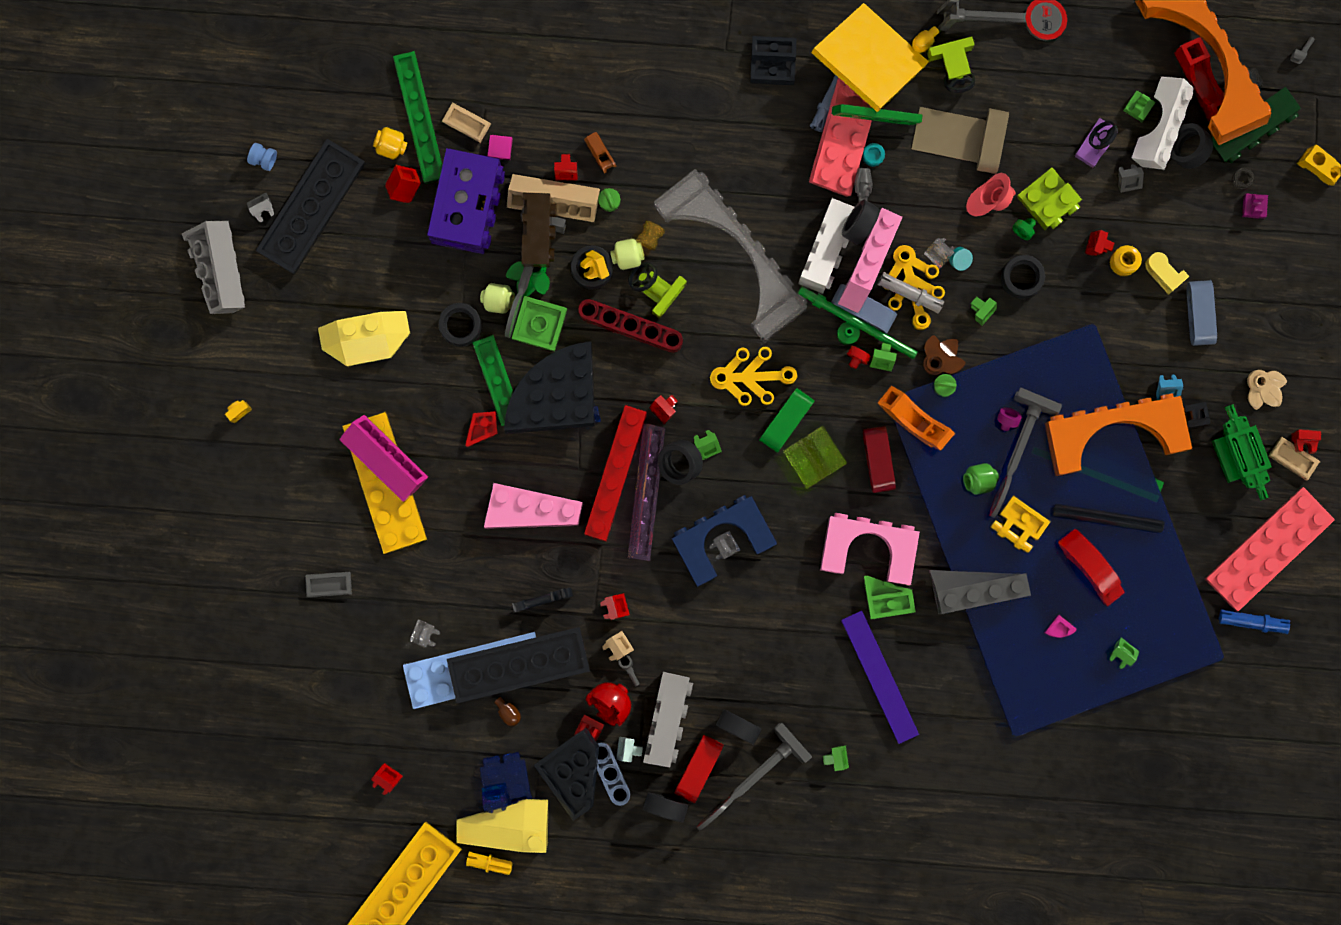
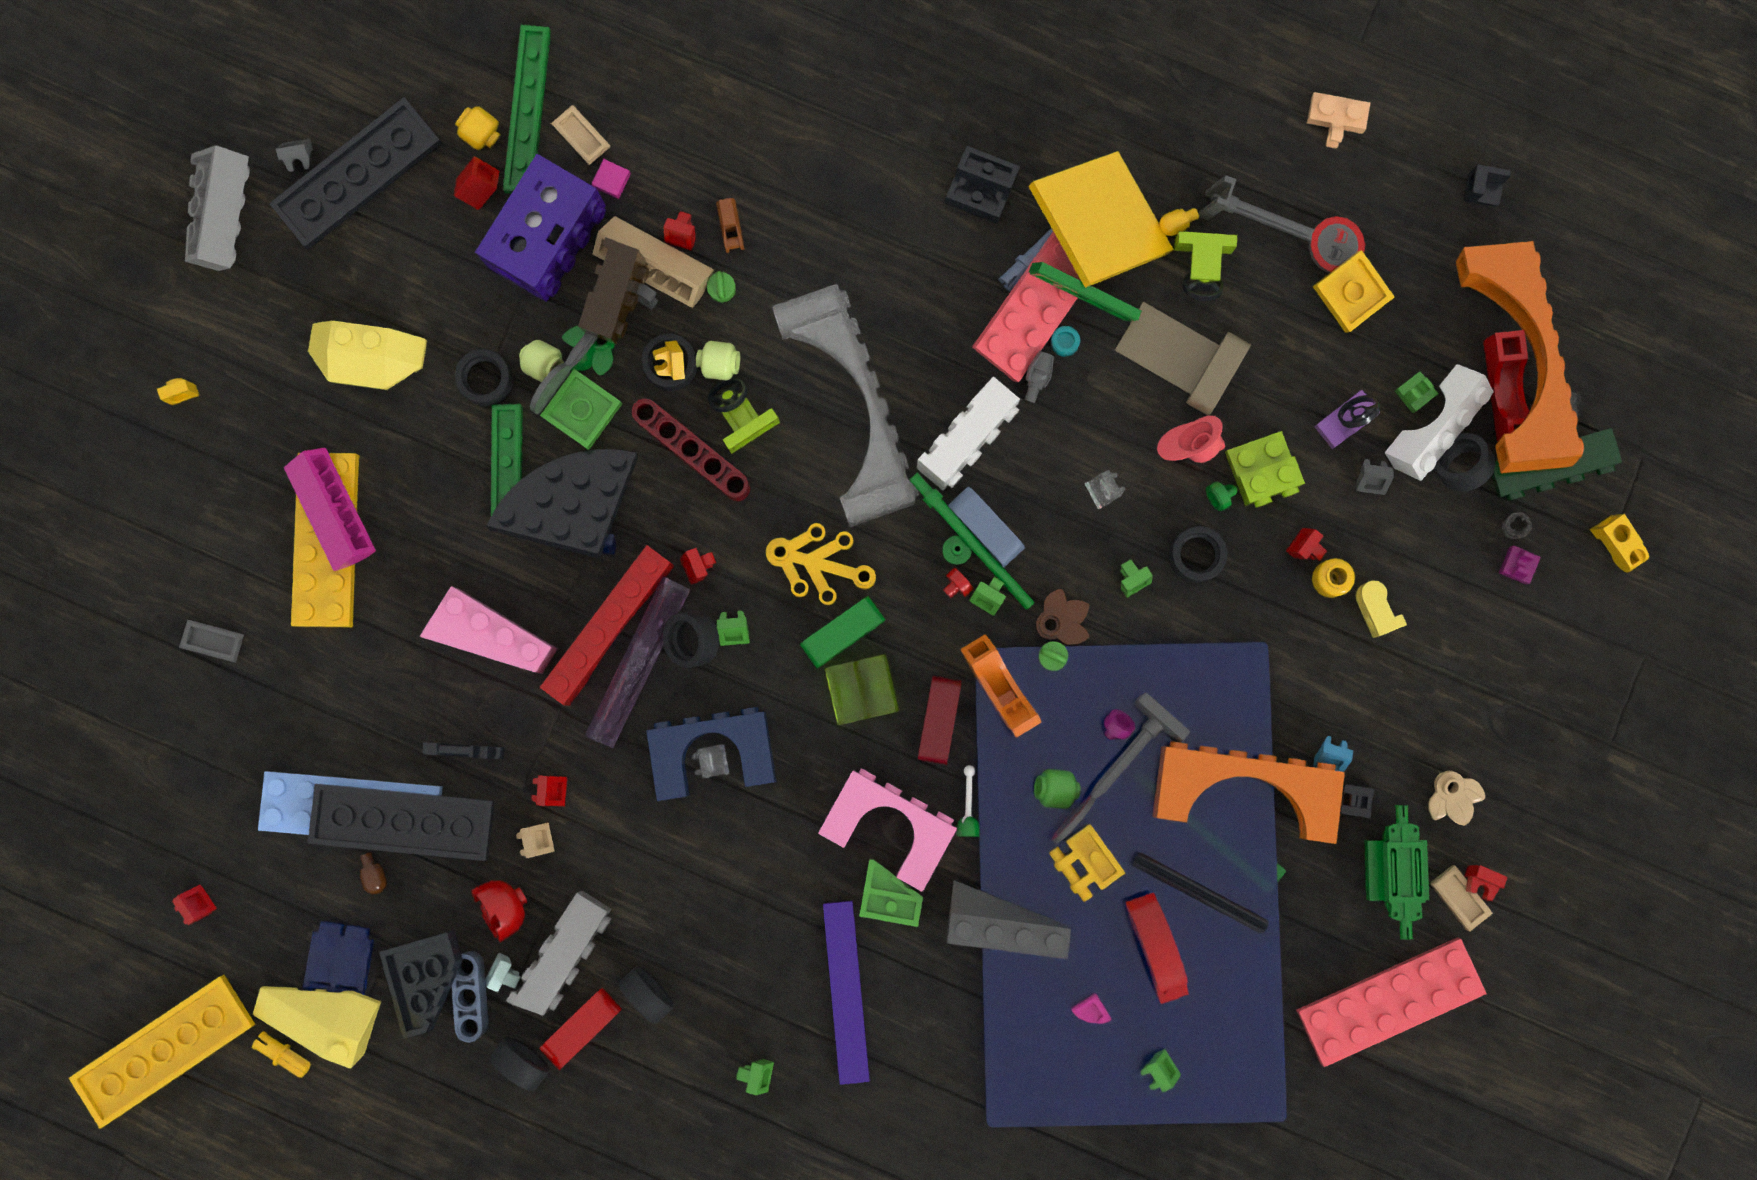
camera: 25 degrees right, 0 degrees up
(261, 156) = (315, 90): medium blue wheel -> none
(422, 633) = (302, 740): clear tile -> none
(482, 427) = (466, 513): red piece -> none
(494, 798) = (312, 977): clear blue tile -> none
(592, 725) = (467, 930): red tile -> none
(629, 669) = (540, 874): dark grey hand -> none
(650, 235) = (755, 347): clear yellow wheel -> none
(789, 745) = (702, 1039): dark grey piece -> none
(860, 222) = (1016, 417): black tyre -> none
(870, 261) = (1011, 468): bright pink arch -> none
(914, 281) = (1056, 515): yellow plant -> none
(918, 296) = (1050, 526): light grey pin -> none
(926, 527) = (968, 825): none -> hinge
(961, 258) = (1128, 506): teal tile -> none
(1069, 48) = (1353, 291): none -> yellow plate
(1201, 312) = (1406, 675): sand blue beam -> none
(1264, 623) = (1351, 1093): blue pin -> none
(1299, 55) = (1639, 396): dark grey hand -> none

